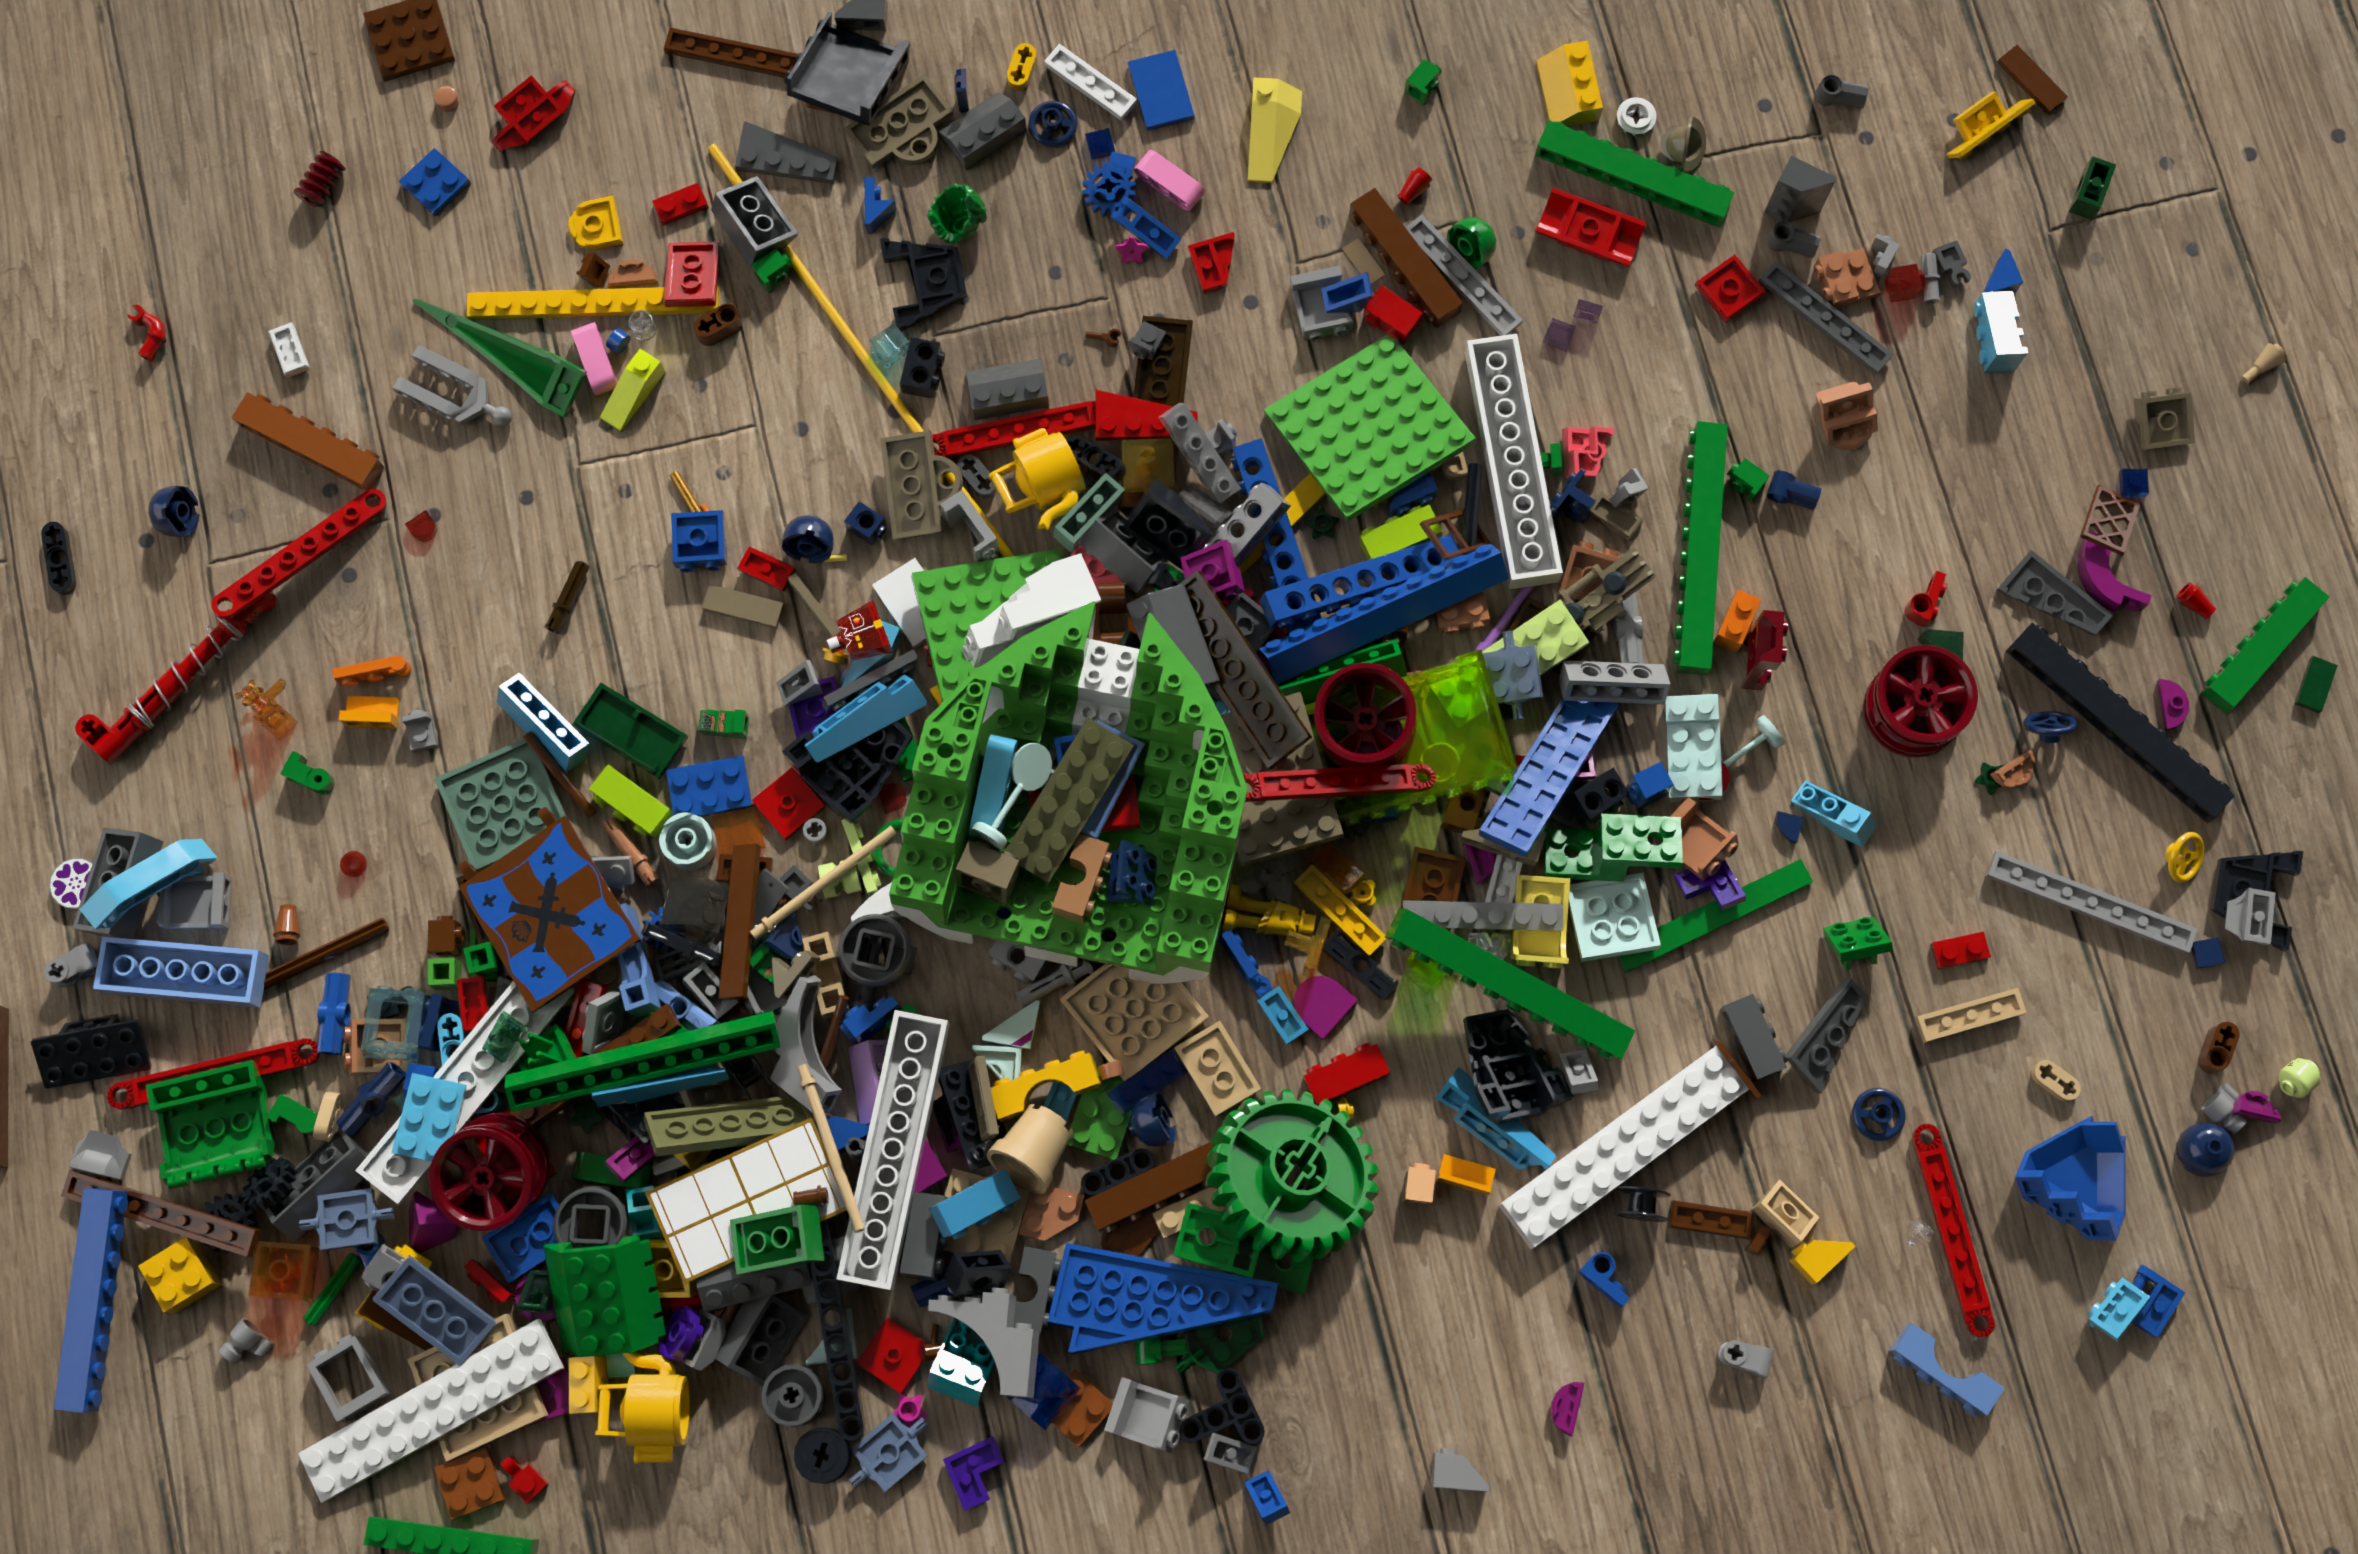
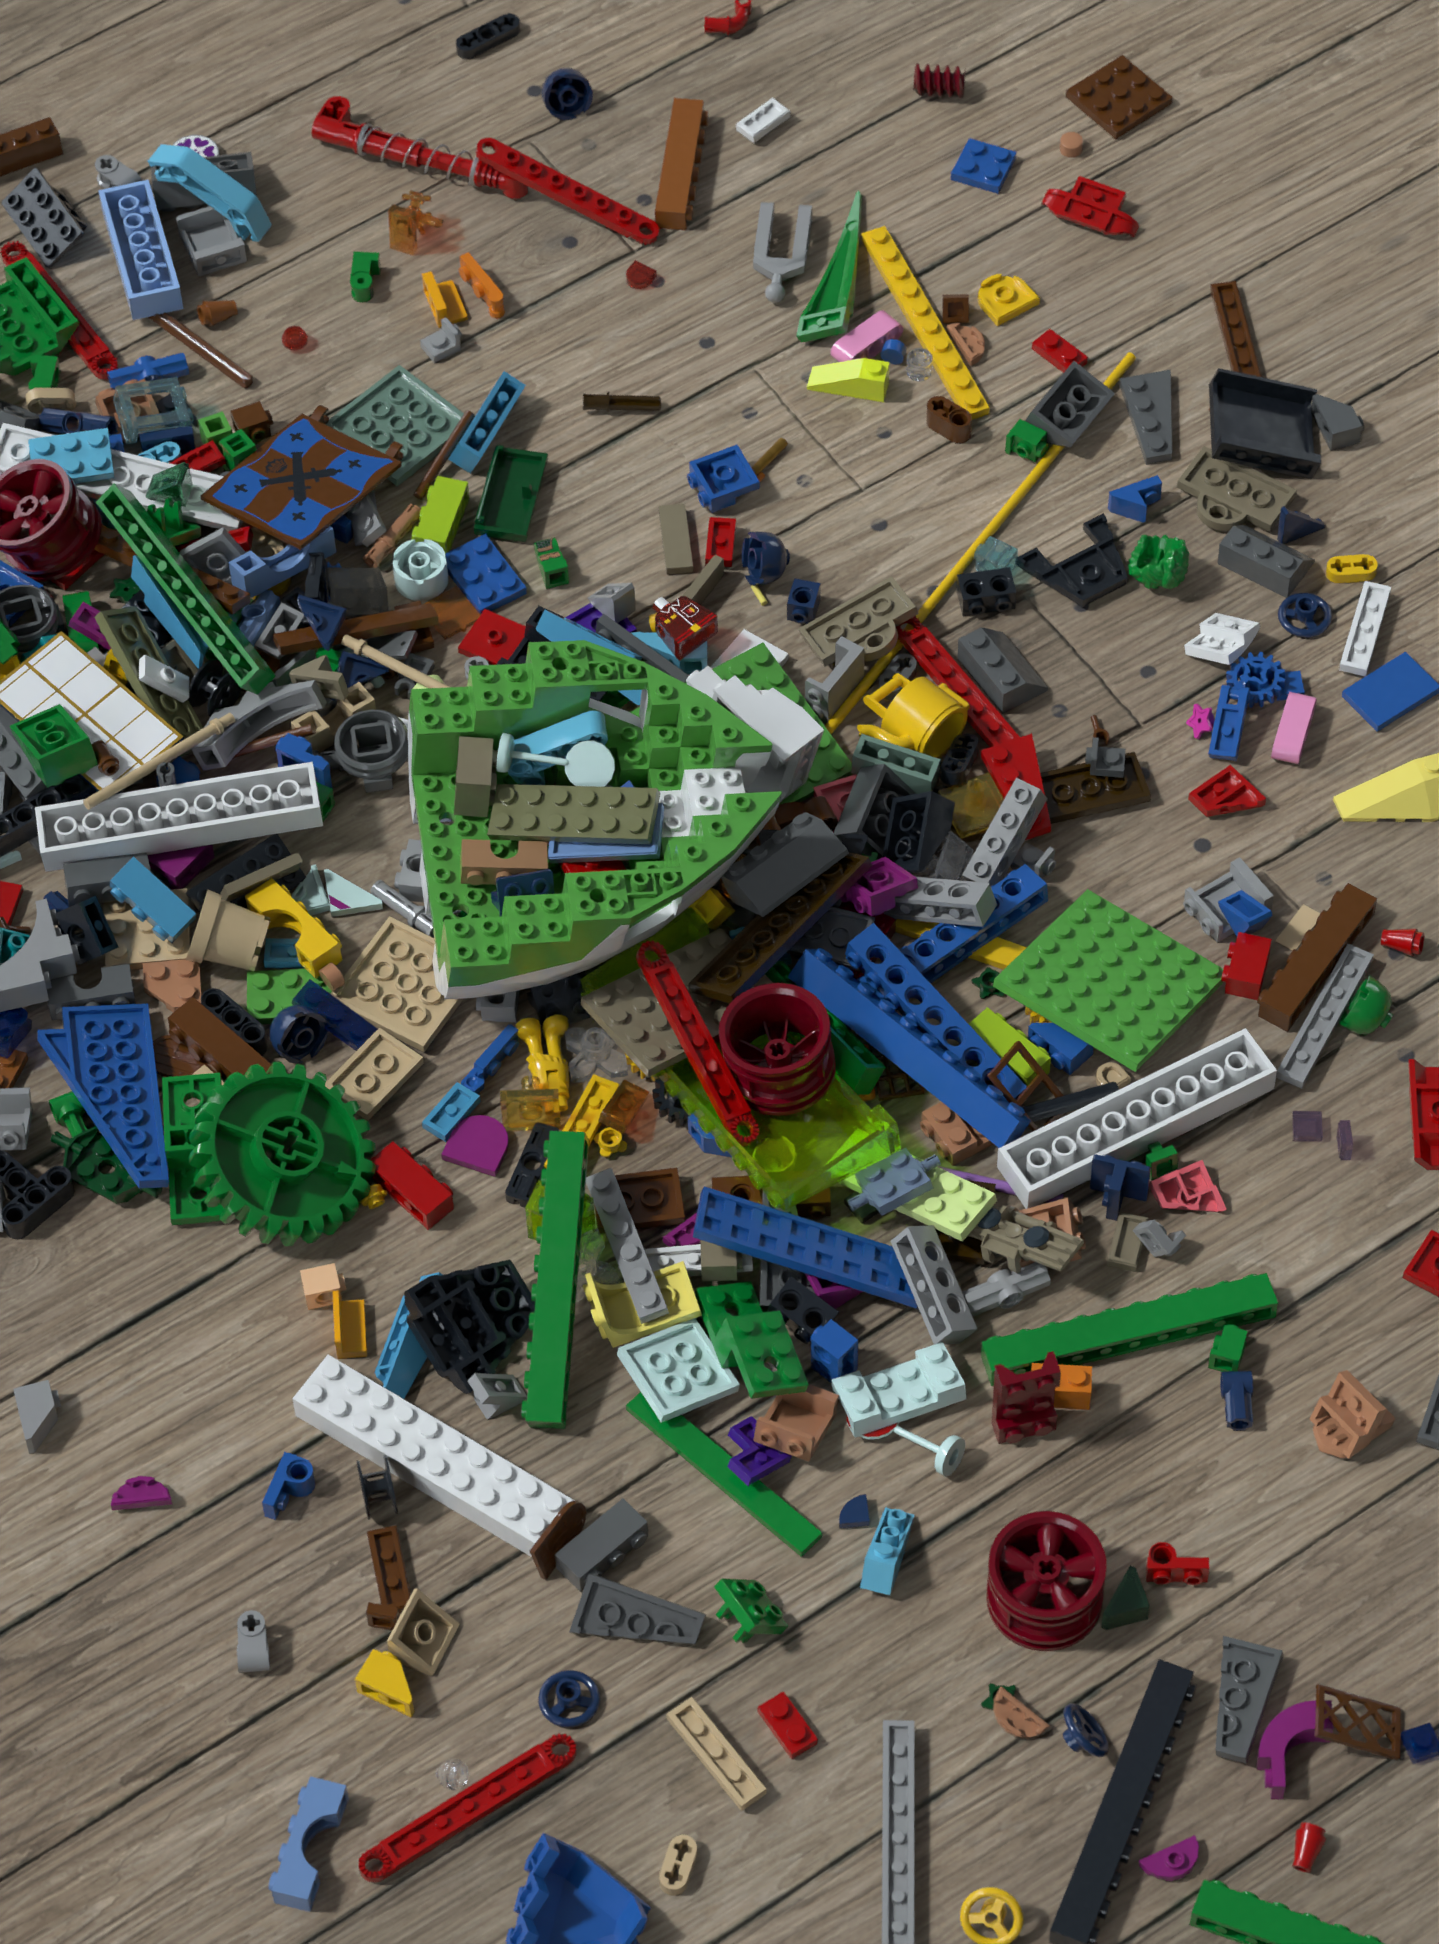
camera: 70 degrees right, 20 degrees down
(692, 274) = (989, 381): tile -> none
(726, 946) = (323, 619): none -> dark blue tile
(734, 1114) = (164, 678): none -> white plate
(1055, 198) = (1222, 638): none -> white slope
(1099, 143) = (1304, 660): clear blue plate -> none

